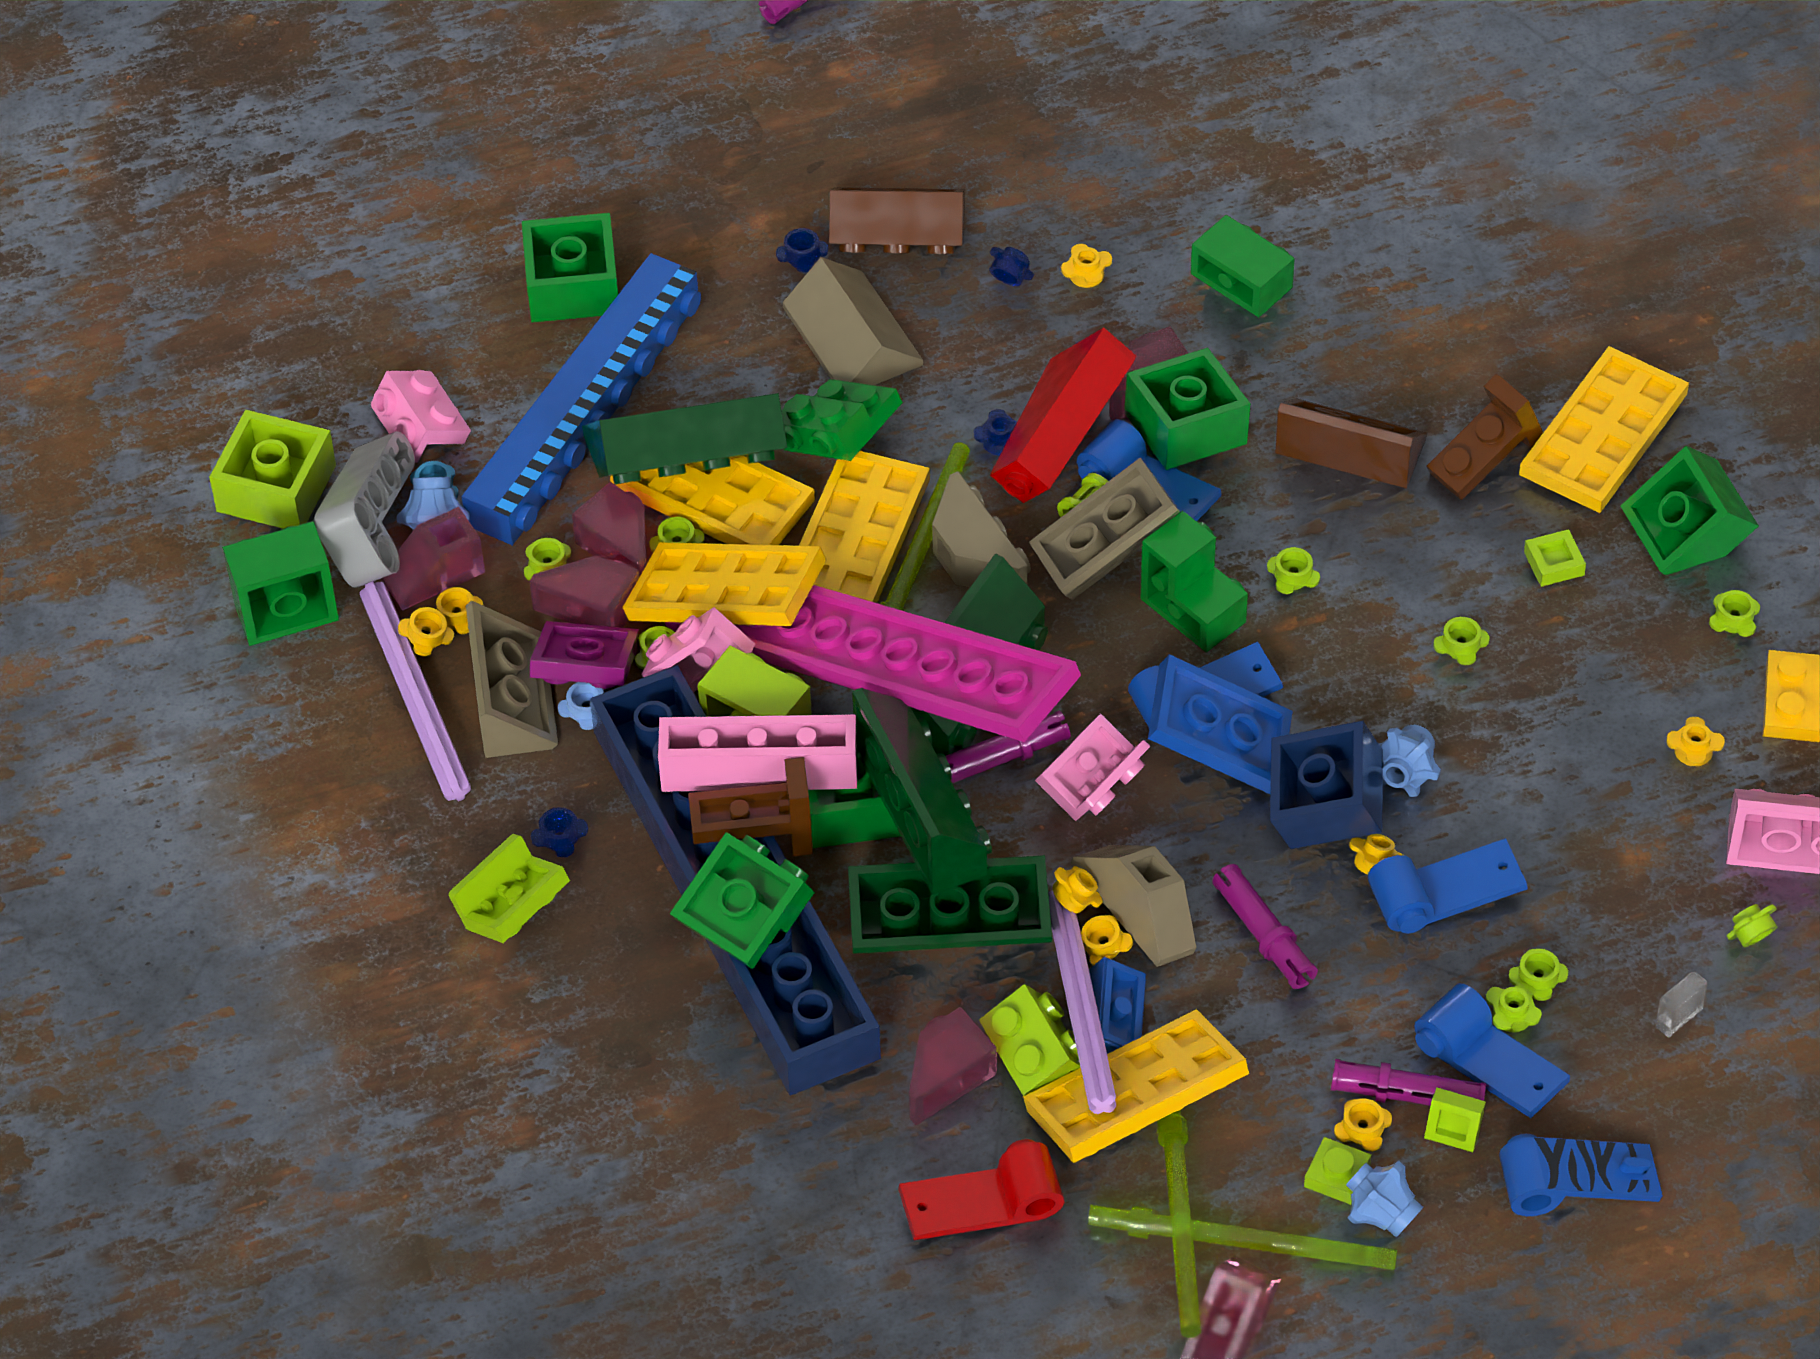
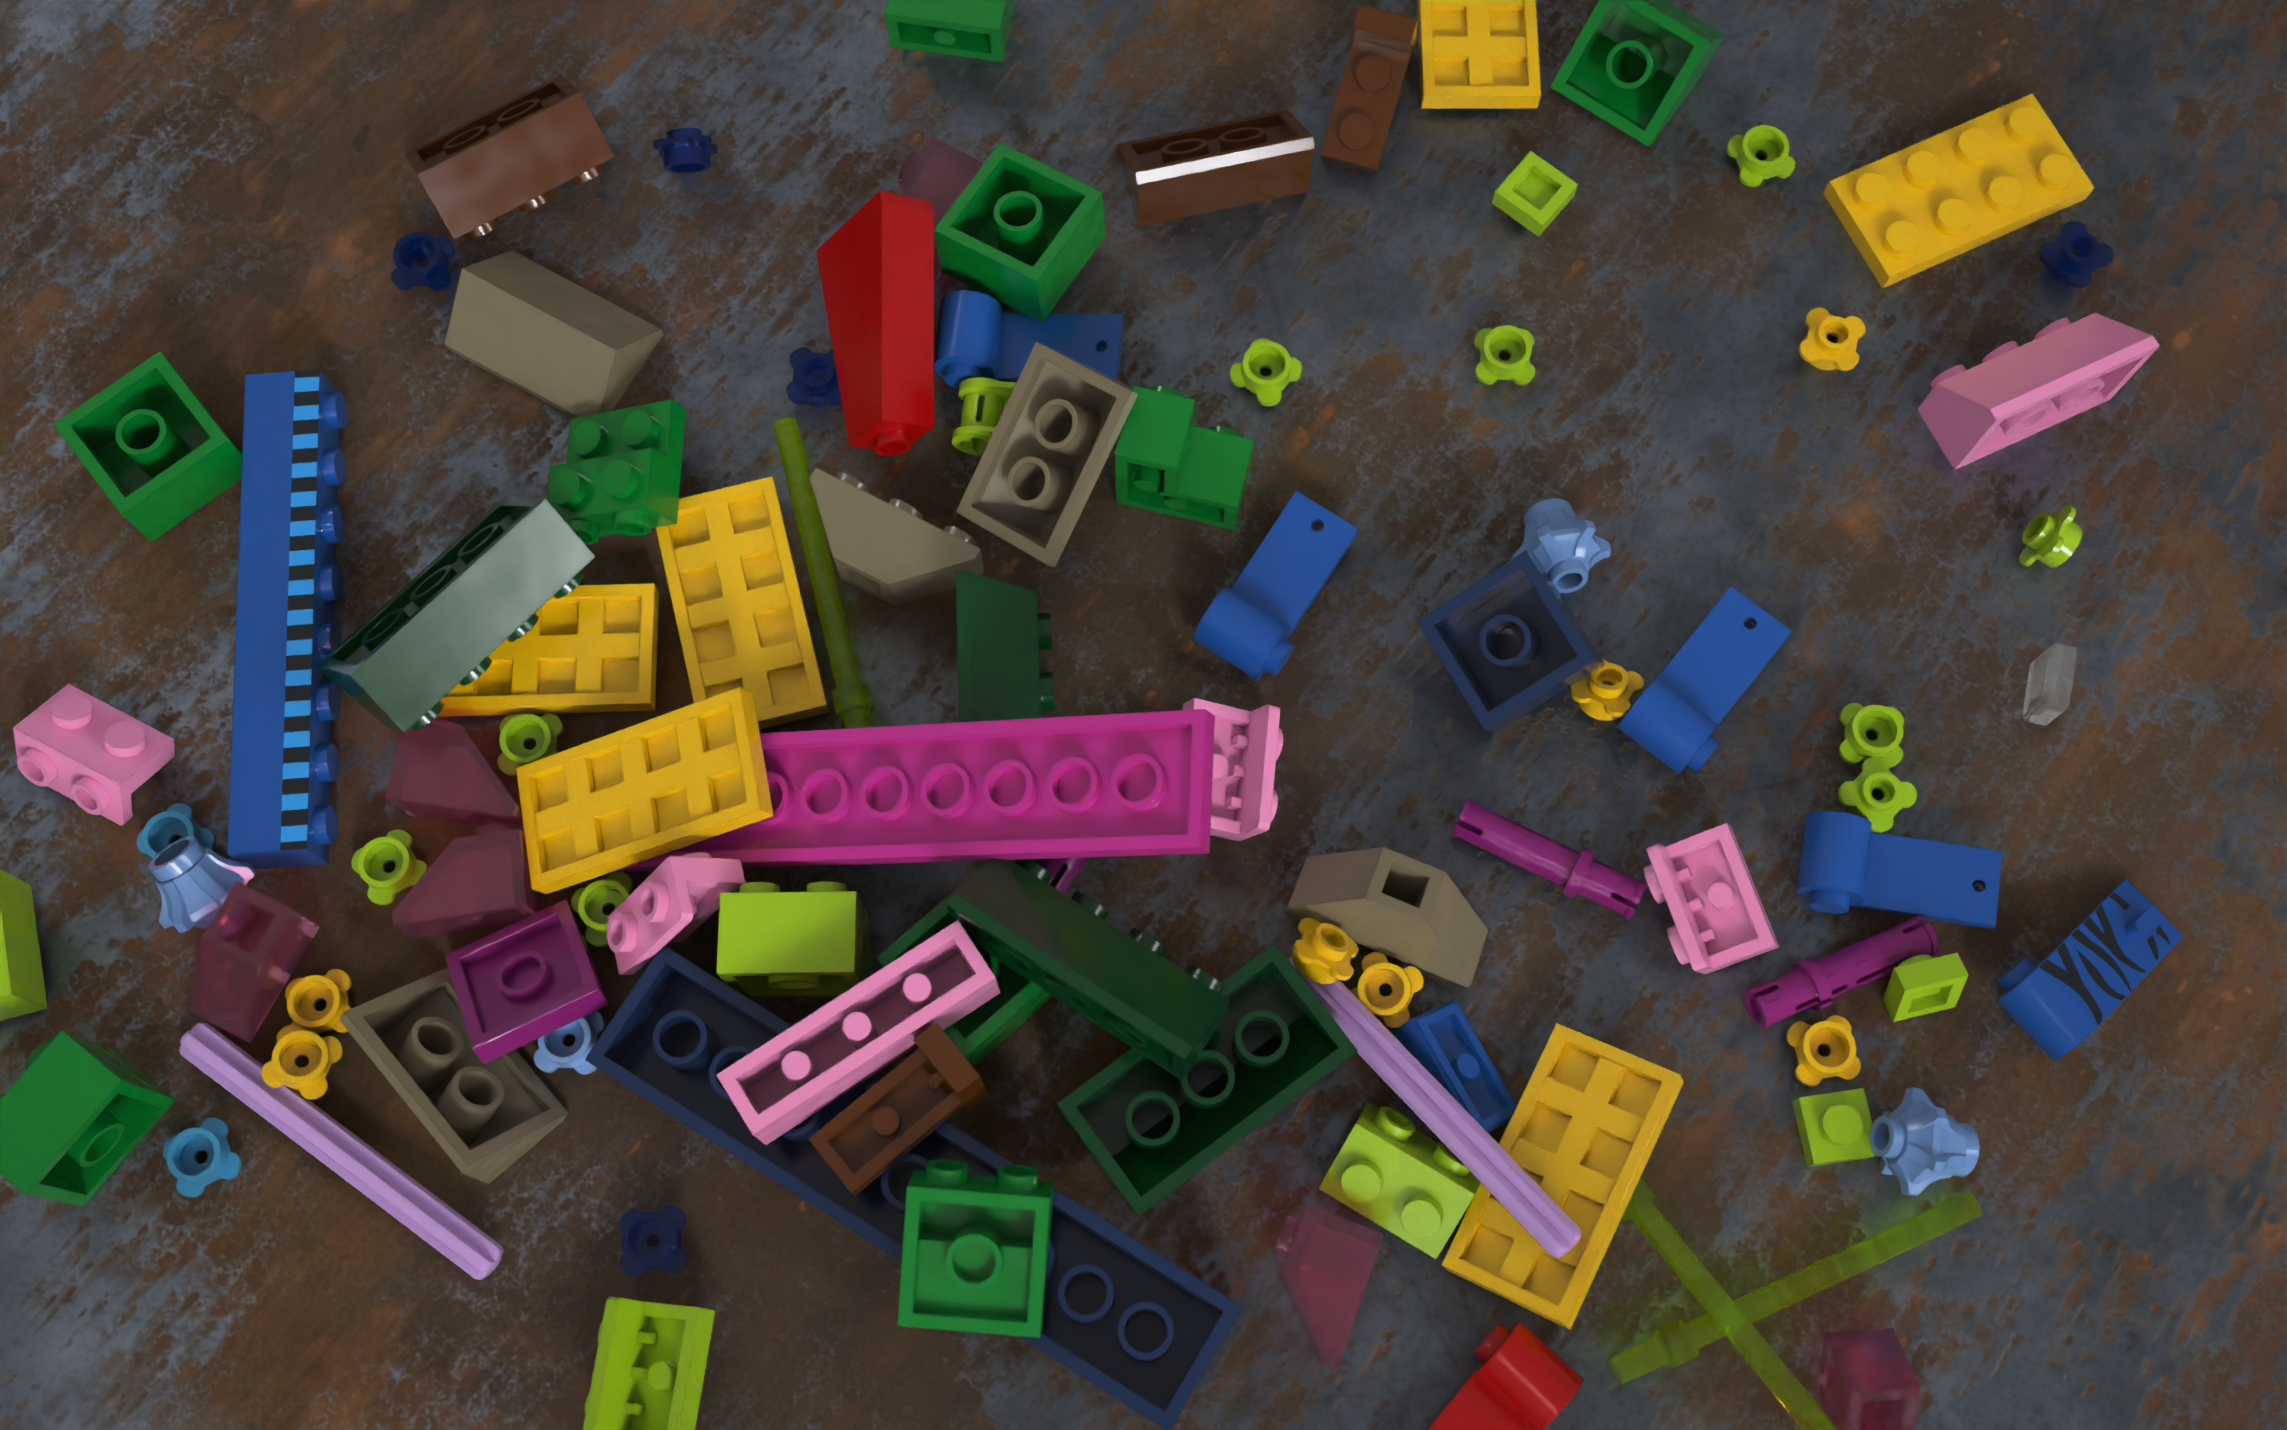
camera: 35 degrees left, 20 degrees up
(334, 641) = (182, 1152): none -> dark azure plate
(356, 505) = (101, 949): light grey beam -> none
(1086, 266) = (772, 115): yellow plate -> none
(1216, 722) = (1337, 633): blue plate -> none
(1349, 999) = (1710, 900): none -> bright pink bracket

